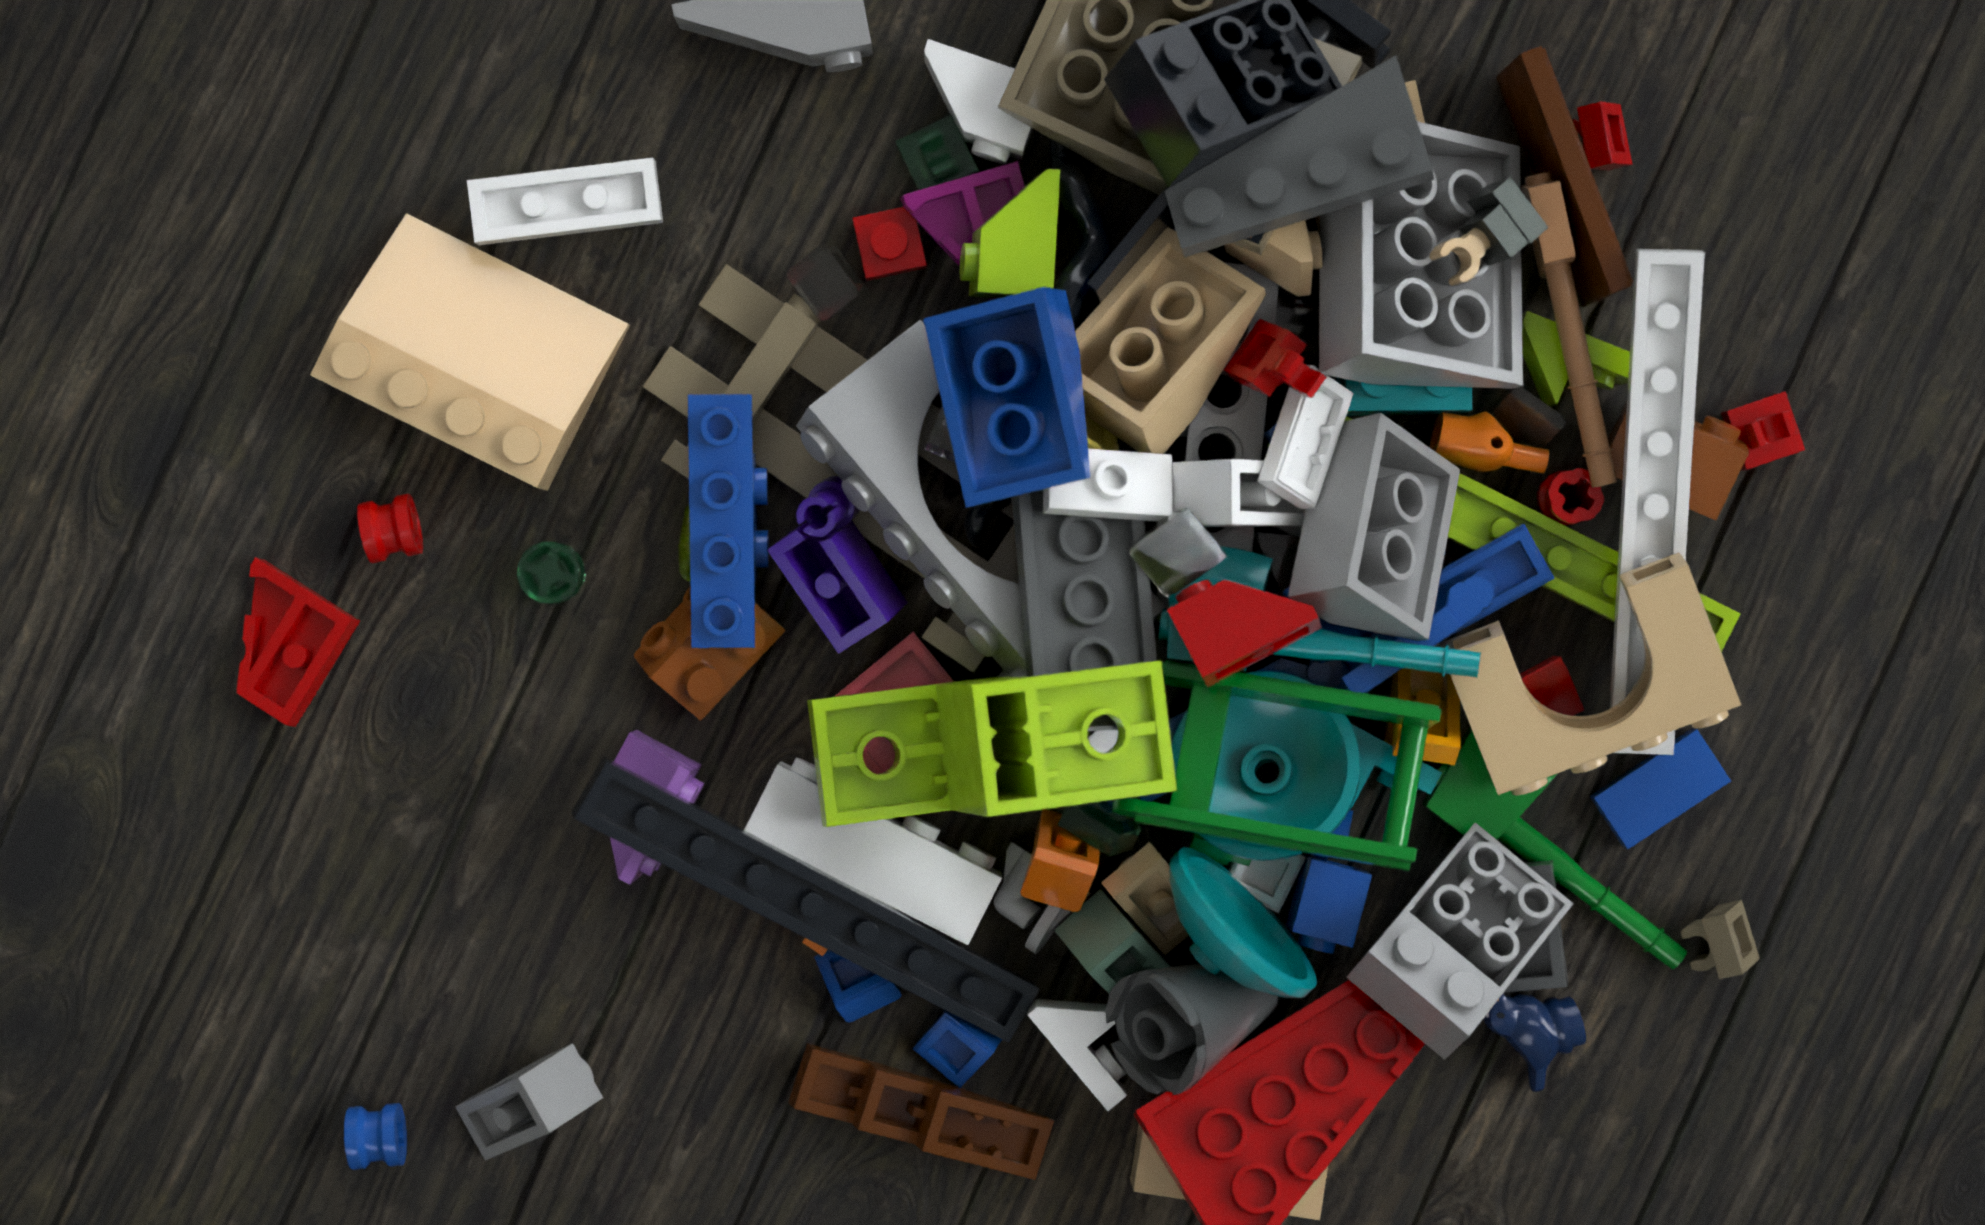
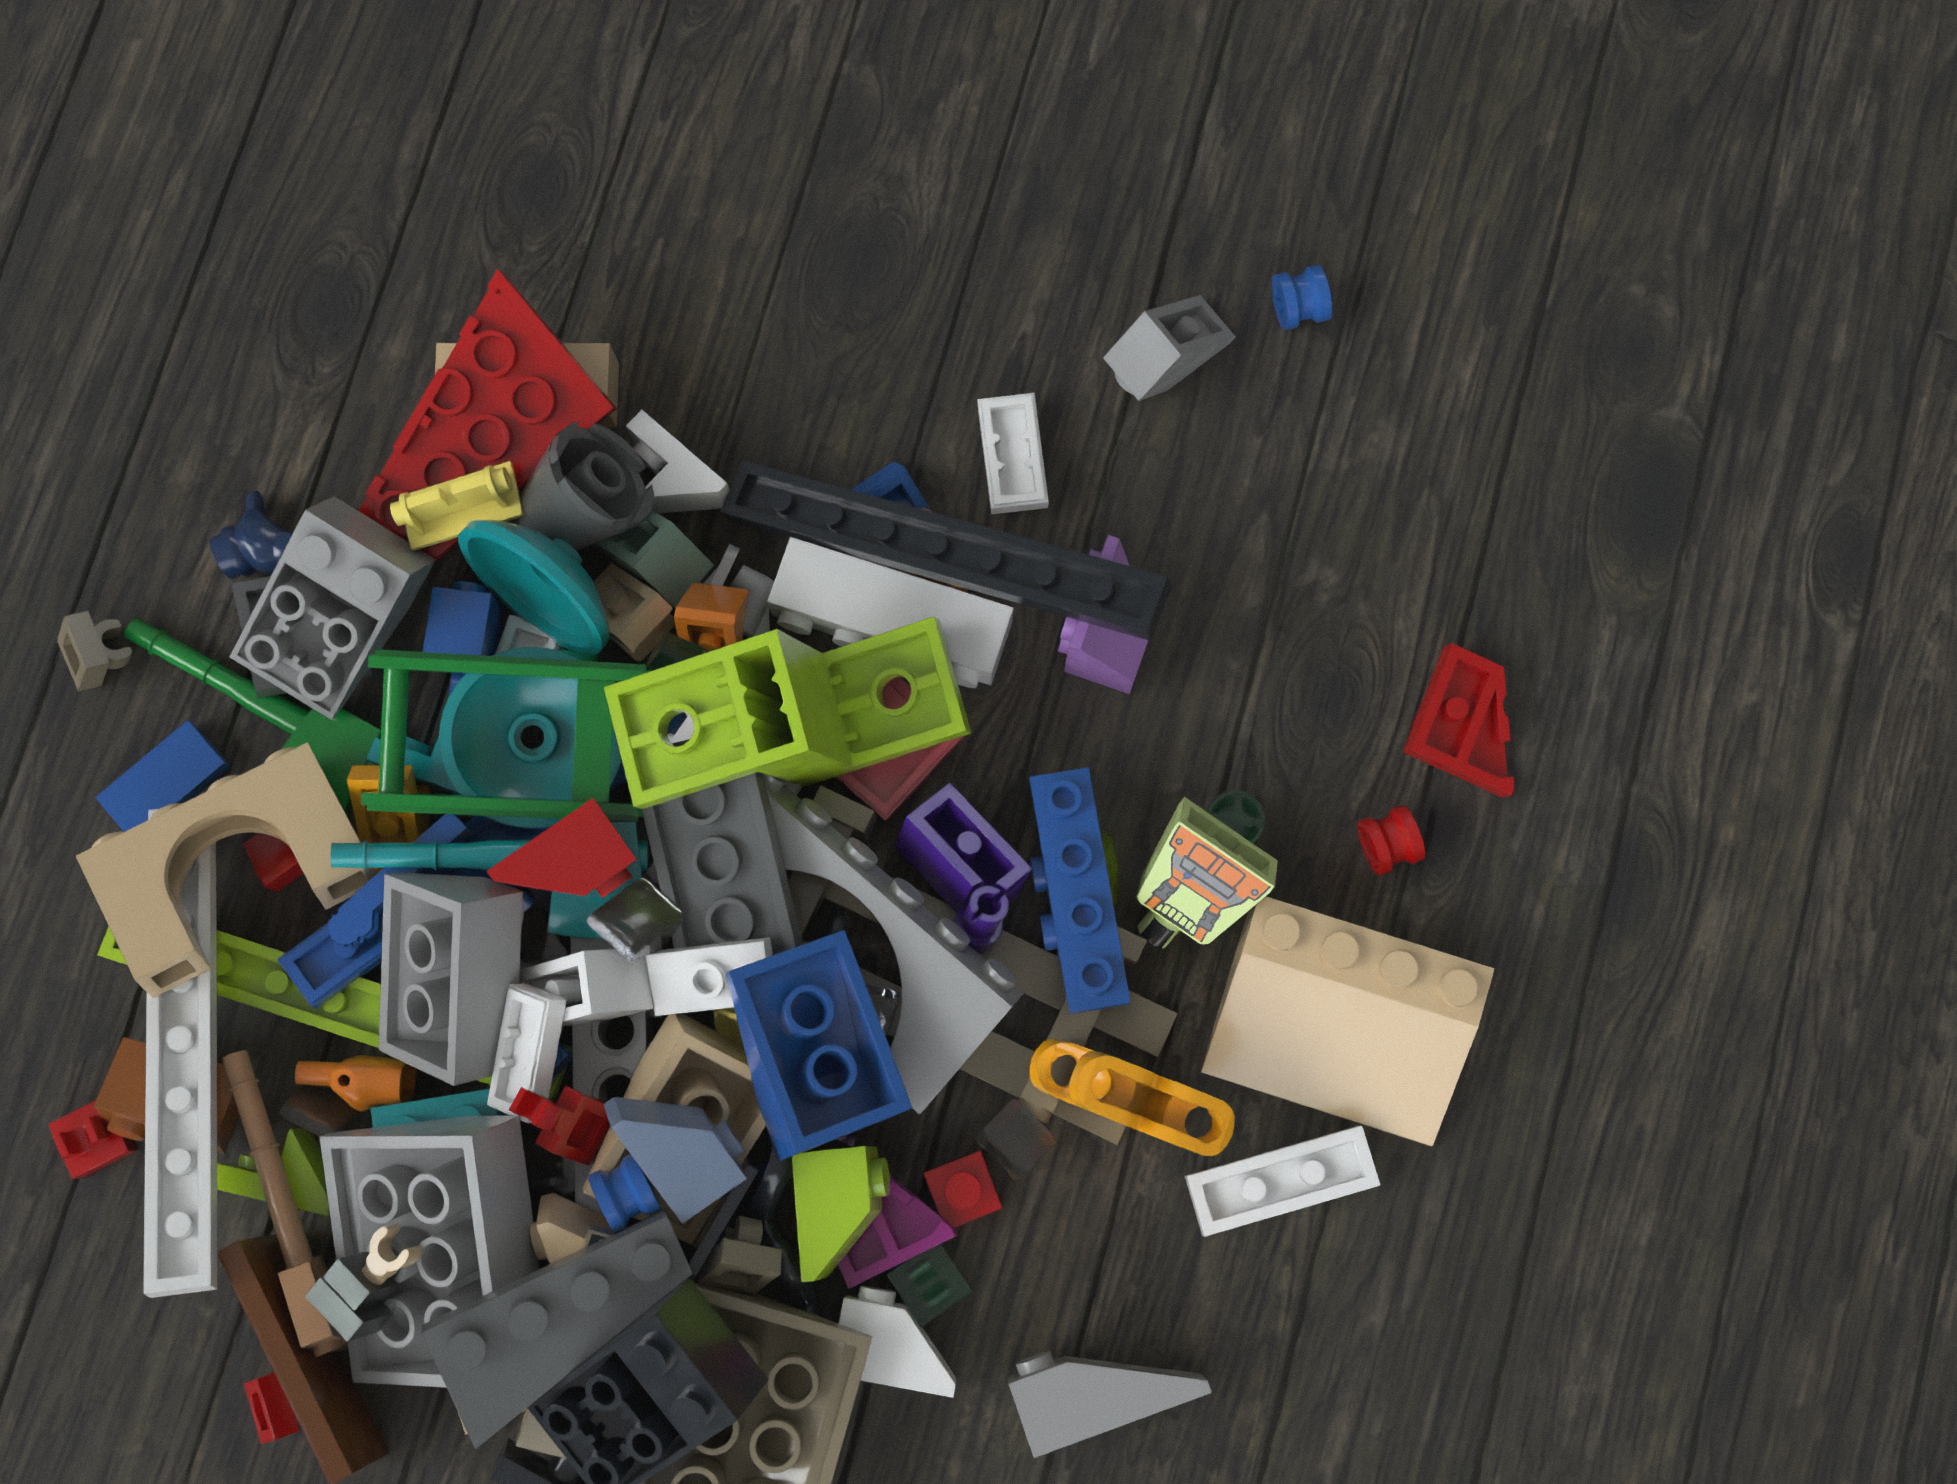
camera: 175 degrees right, 10 degrees down
(593, 515) = (1201, 878): none -> torso
(699, 675) = (1077, 745): dark orange bracket -> none
(702, 301) = (1132, 1096): none -> light orange piece
(718, 1009) = (1012, 453): none -> white plate
(921, 1112) = (814, 391): reddish brown slope -> none
(956, 1047) = (791, 451): blue slope -> none
(1119, 203) = (740, 1260): none -> dark tan tile
(1162, 312) = (679, 1151): none -> sand blue slope
(1222, 280) = (624, 1193): none -> blue wheel
(1312, 1027) = (447, 507): none -> light yellow hinge
(1551, 501) = (289, 1032): red bush -> none

